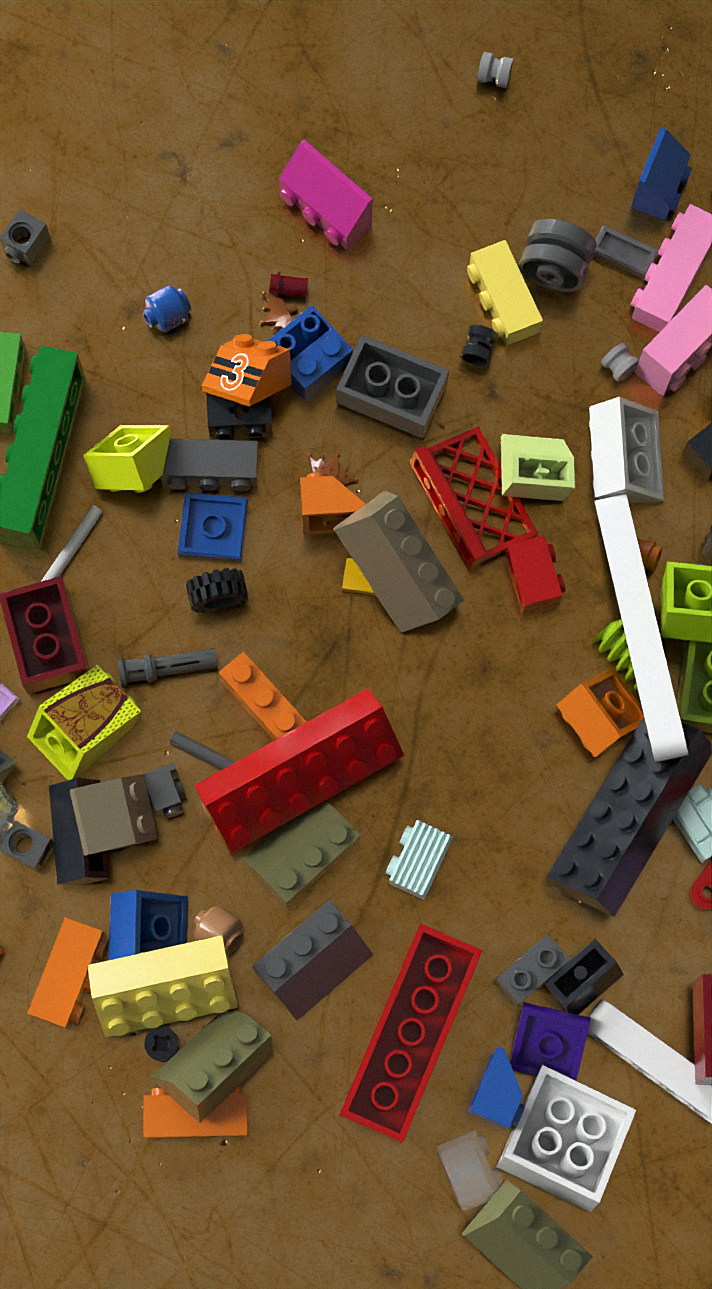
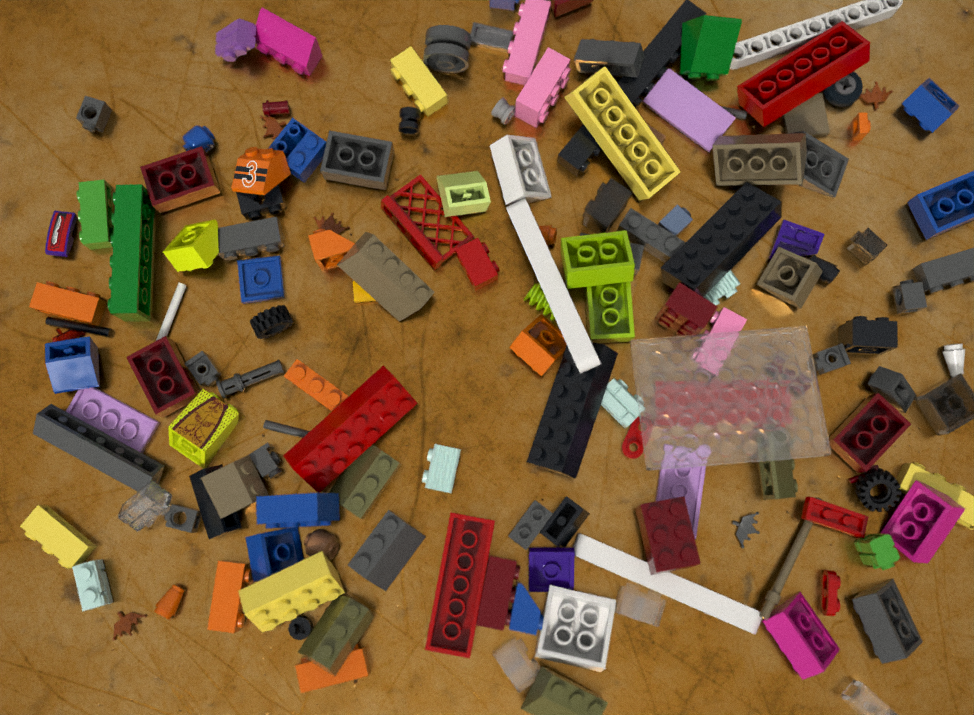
camera: 10 degrees left, 5 degrees up
(98, 625) = (202, 360): none -> dark grey brick
(129, 358) = (180, 179): none -> dark red brick
(198, 868) = (297, 510): none -> blue brick
(253, 176) = (235, 40): none -> medium lavender brick
(464, 1056) = (498, 593): none -> dark red brick
(669, 1126) = (640, 605): none -> clear brick

